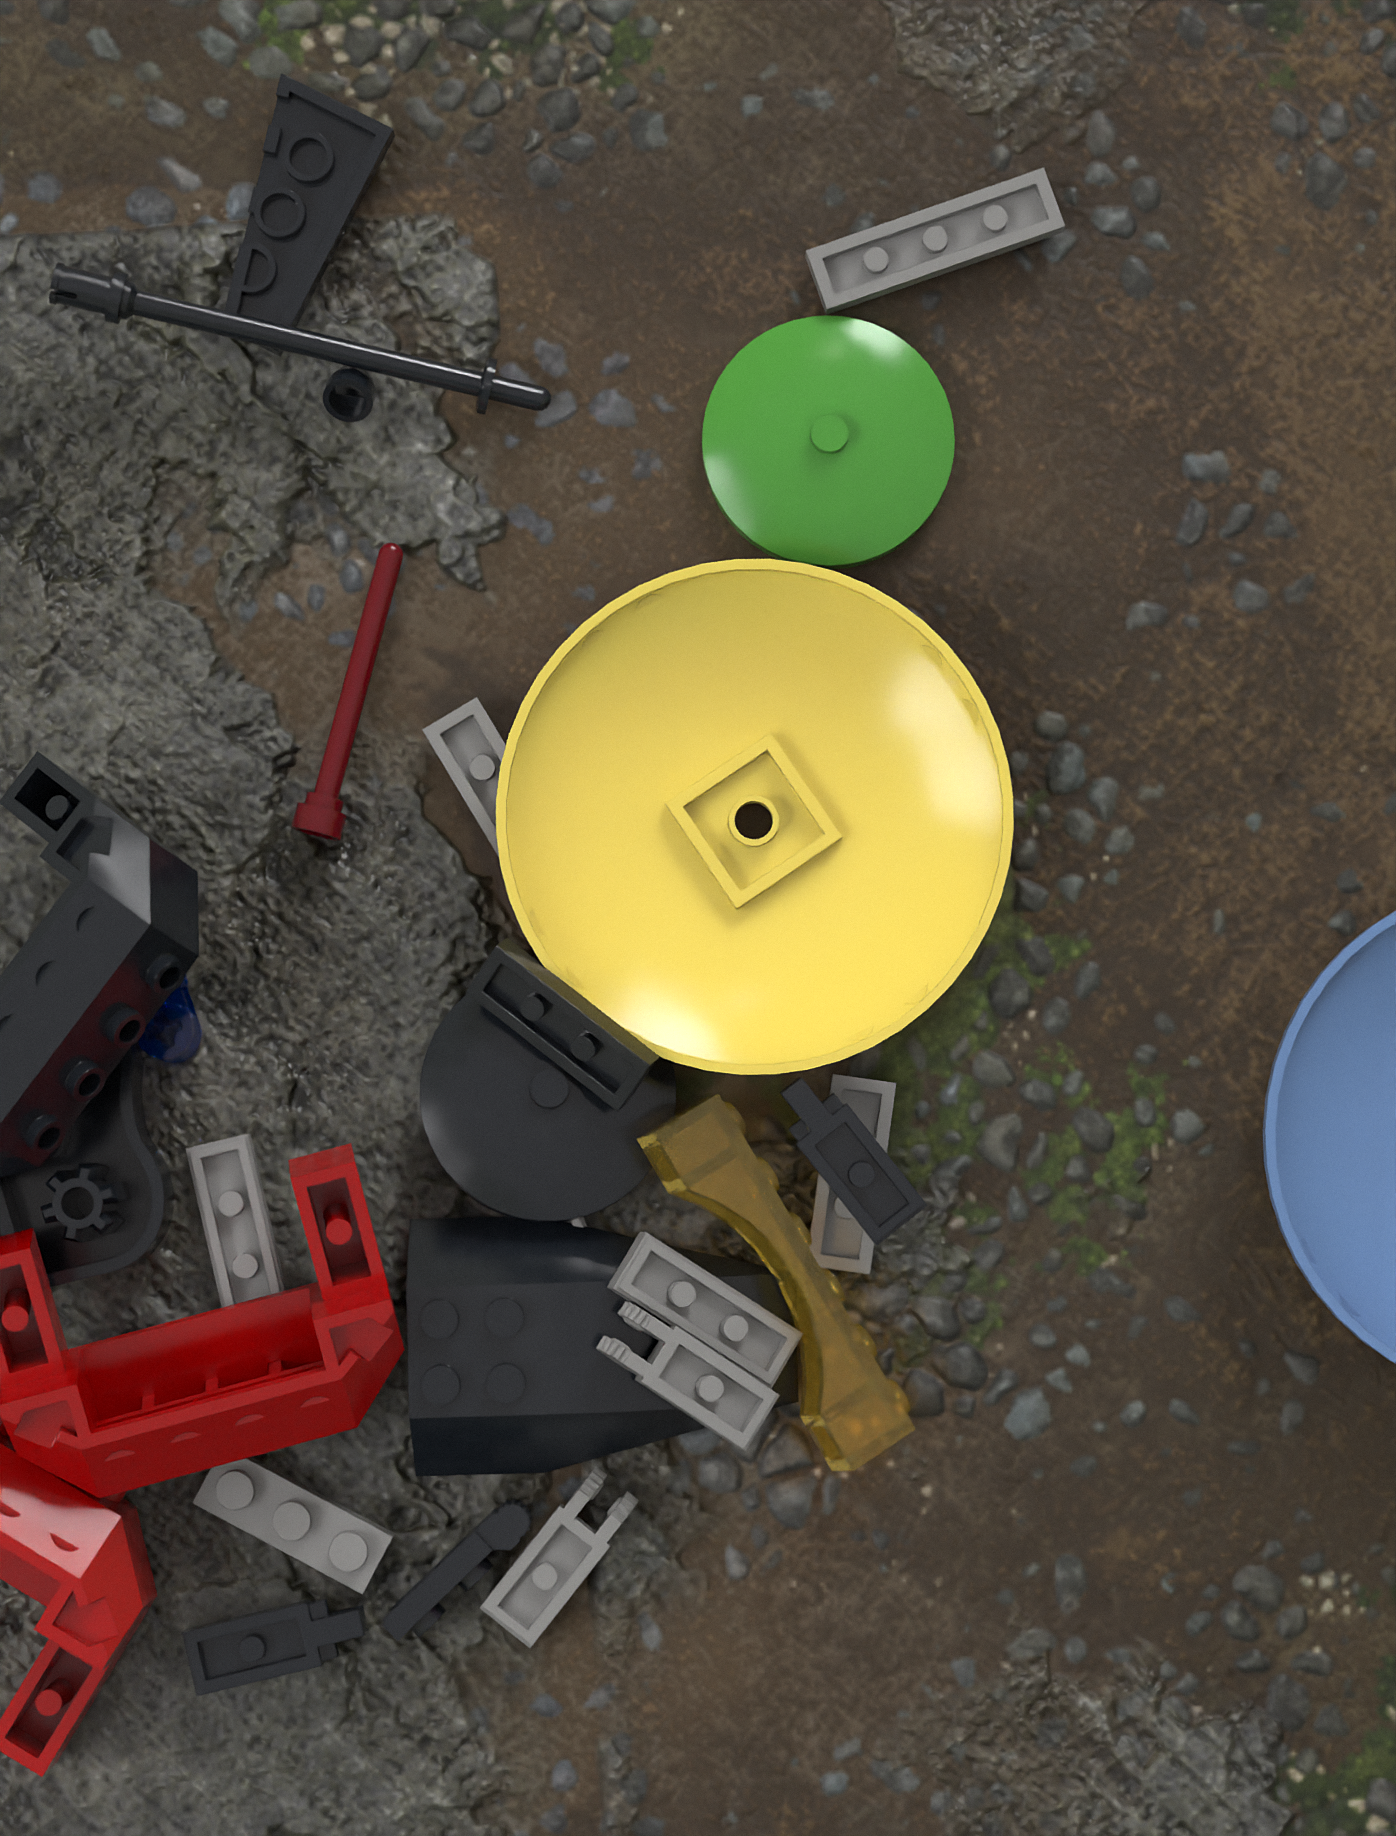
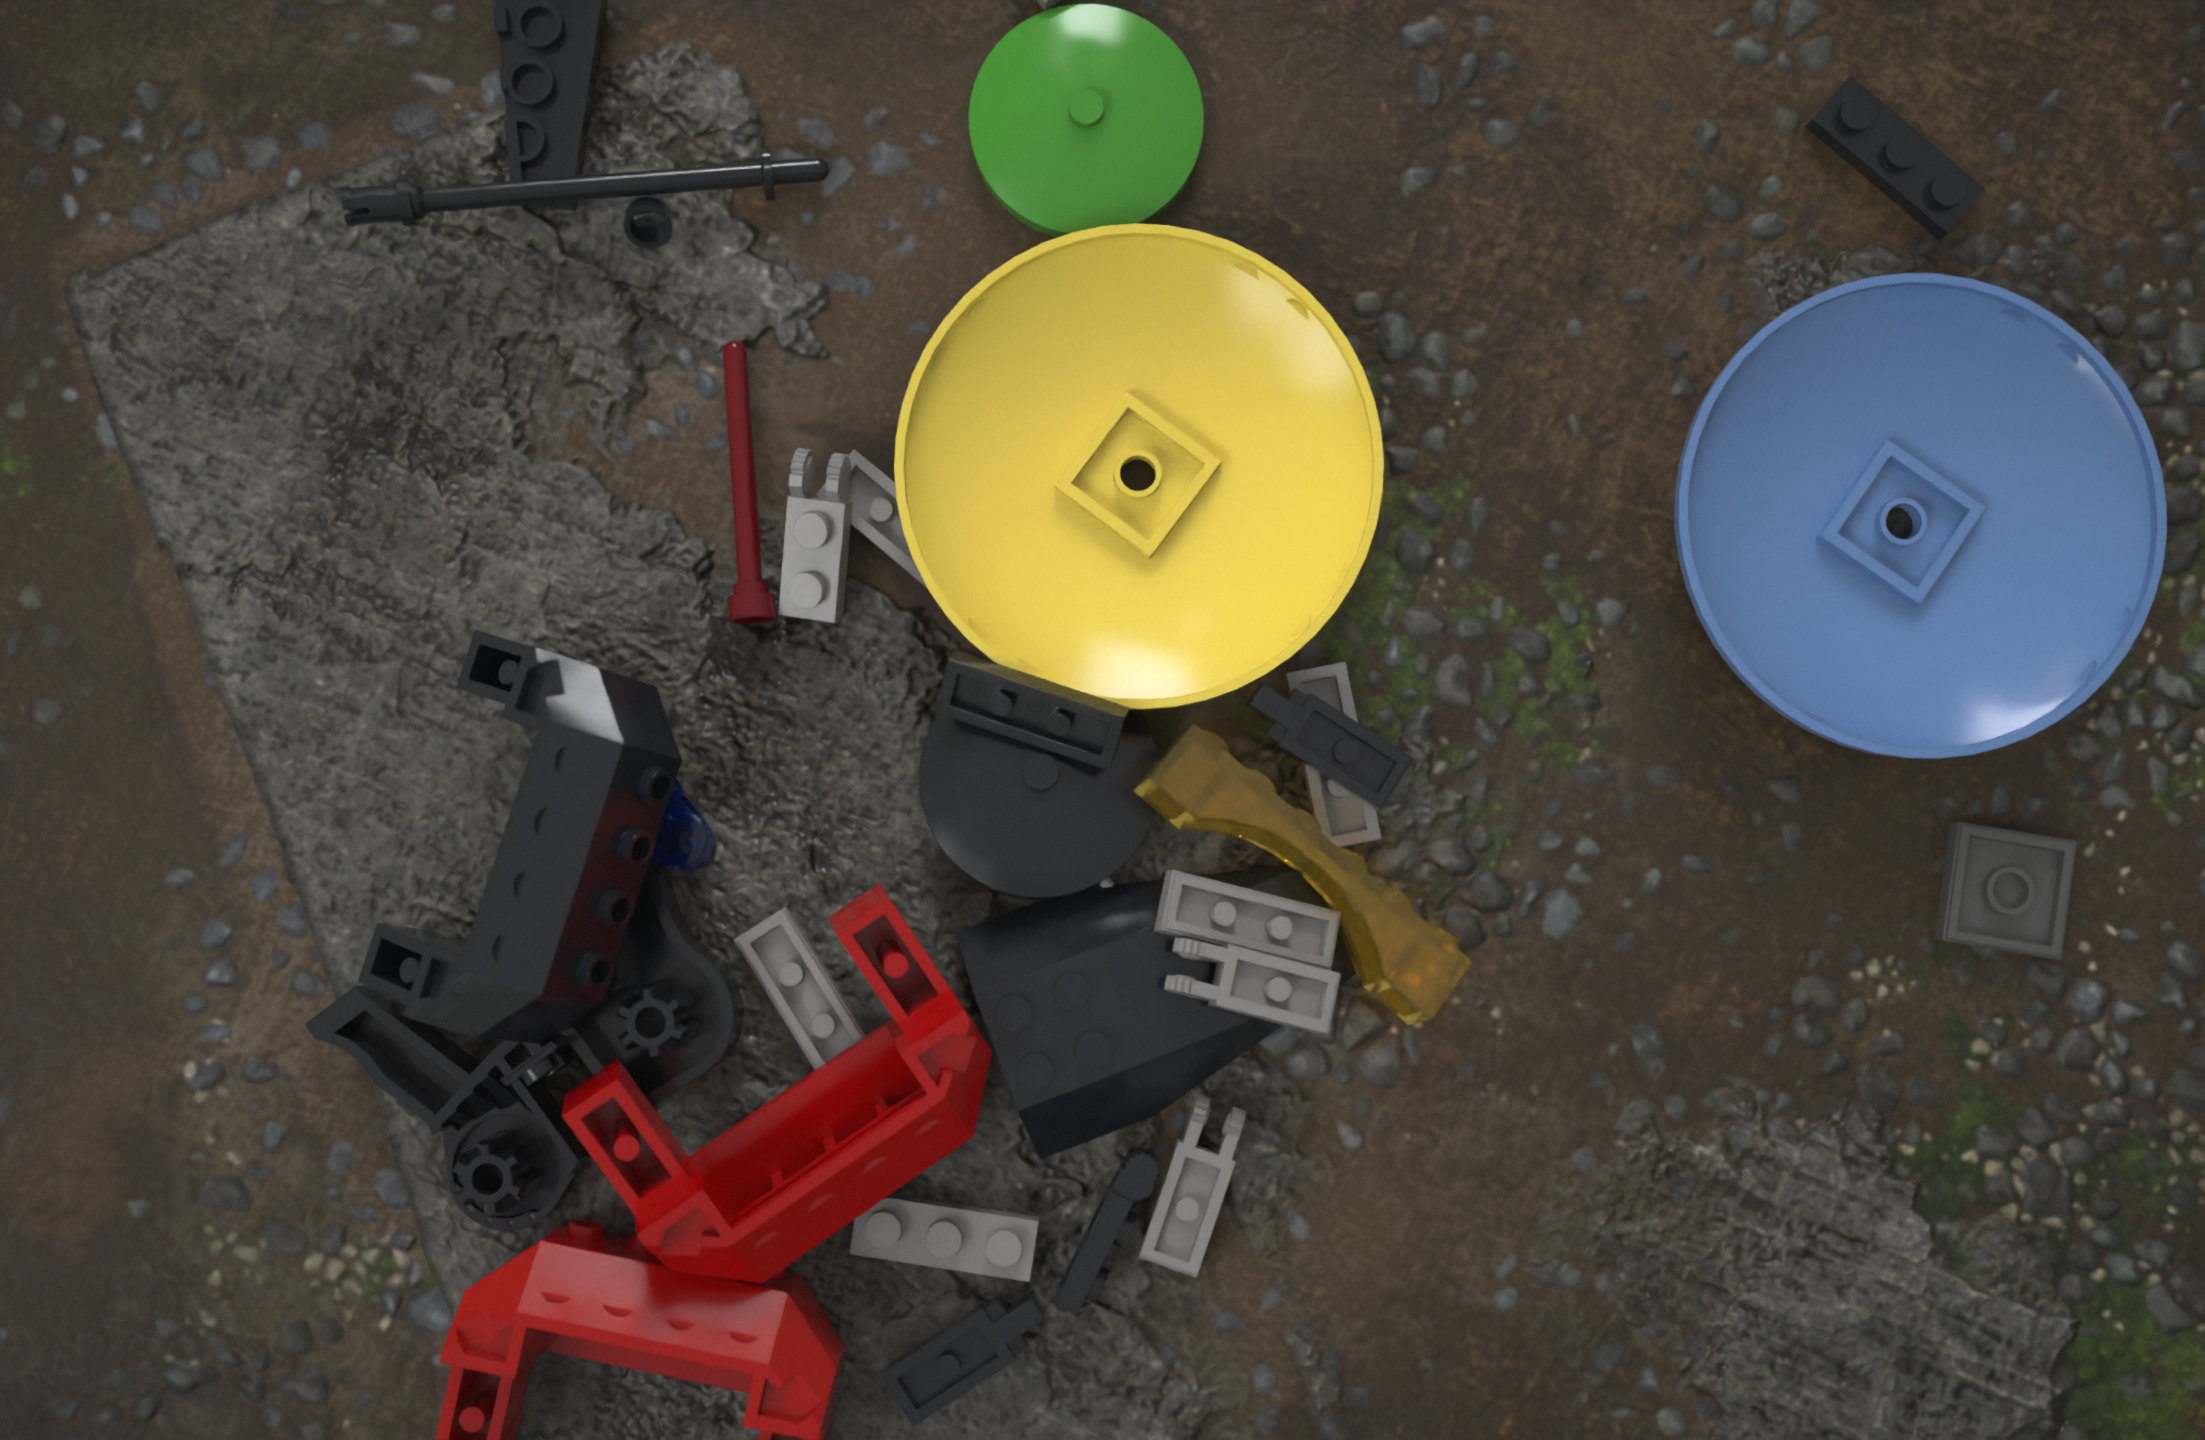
camera: 25 degrees left, 0 degrees up
(406, 777) = (816, 540): none -> light grey hinge

